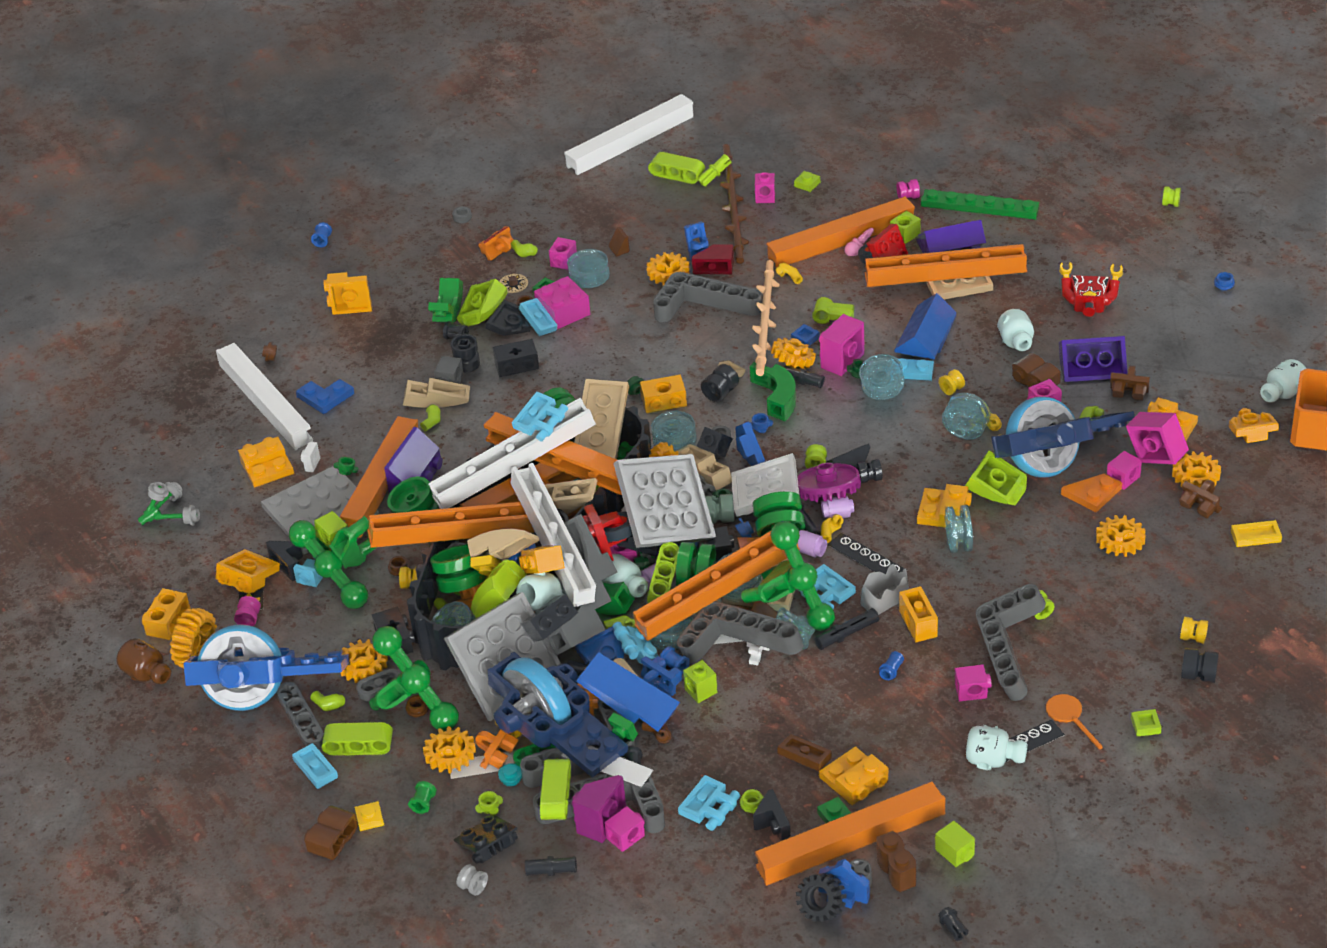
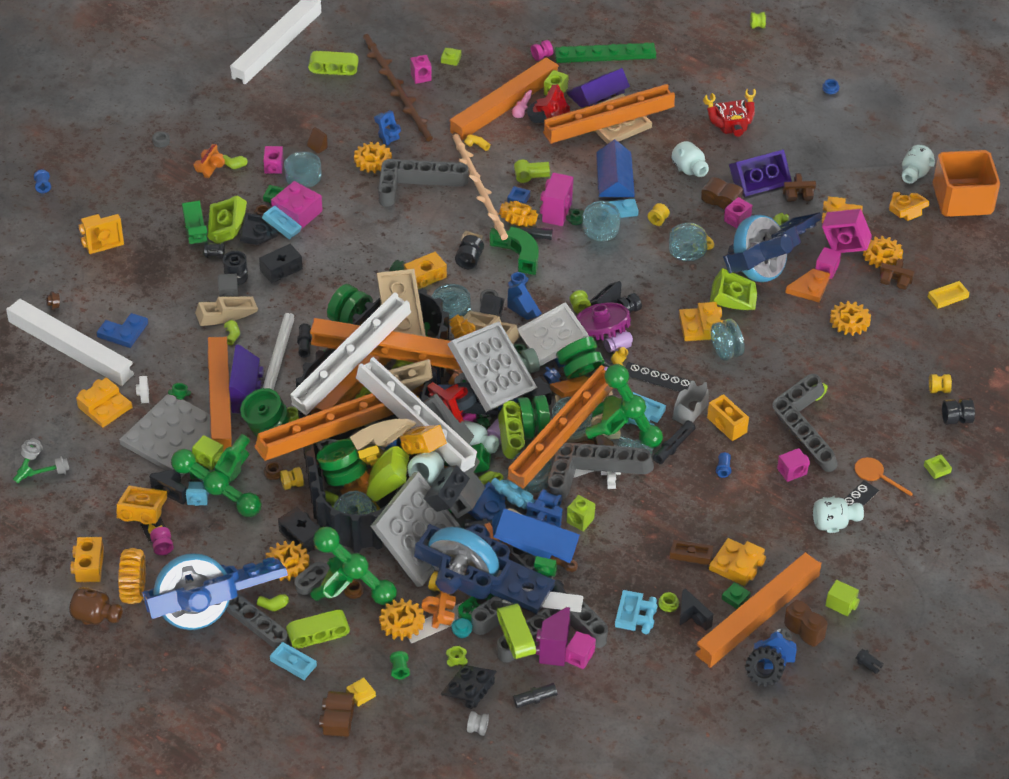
camera: 25 degrees left, 5 degrees up
(467, 448) = (279, 351): none -> white axle
(514, 282) = (242, 191): piece -> none
(534, 413) = (363, 313): medium azure plate -> none
(714, 170) = (369, 59): lime axle -> none
(714, 260) = (410, 142): dark red slope -> none

